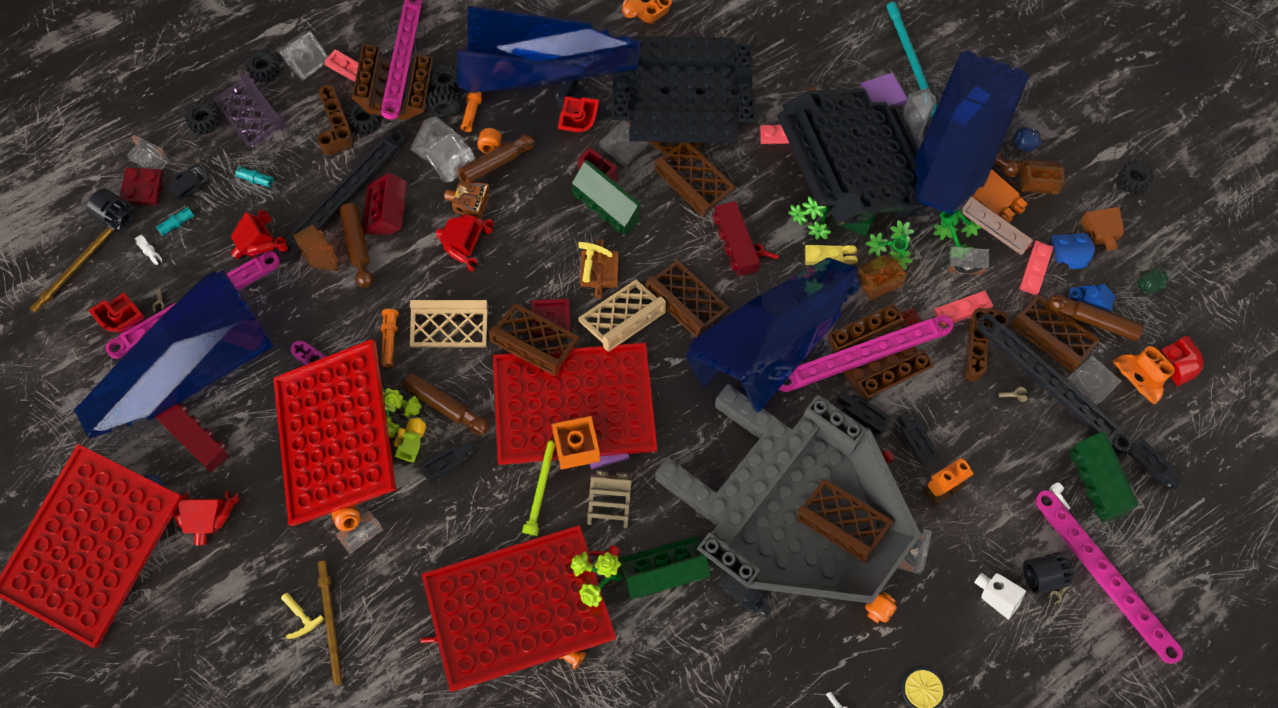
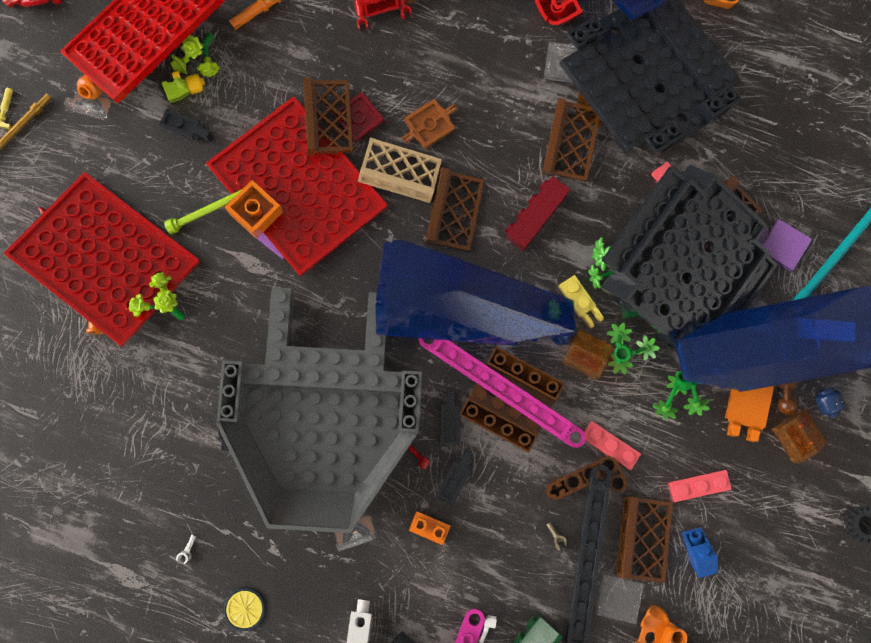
camera: 60 degrees right, 15 degrees up
(444, 404) = (228, 90): reddish brown piece -> none
(445, 308) = (311, 36): tan fence -> none
(590, 252) = (425, 111): light yellow piece -> none
(595, 158) = (519, 57): dark red piece -> none
(606, 198) = (494, 84): slope -> none
(609, 485) = (246, 261): dark tan plate -> none
(613, 550) = (197, 299): red hand -> none
(664, 567) = (205, 342): dark green slope -> none
(764, 253) = (542, 244): red hand -> none
(838, 535) = (318, 456): reddish brown fence -> none
(881, 608) = (286, 538): orange head -> none
(910, 318) = (566, 405): clear red tile -> none
(918, 111) = (784, 287): clear slope -> none
(968, 261) = (658, 421): clear panel -> none
(997, 226) = (709, 428): fence -> none
(1073, 249) = (742, 509): blue slope -> none
(1096, 317) = (683, 567): reddish brown piece -> none
(1104, 227) = (786, 524): dark orange torso -> none
(1152, 280) = (760, 598): clear green head -> none

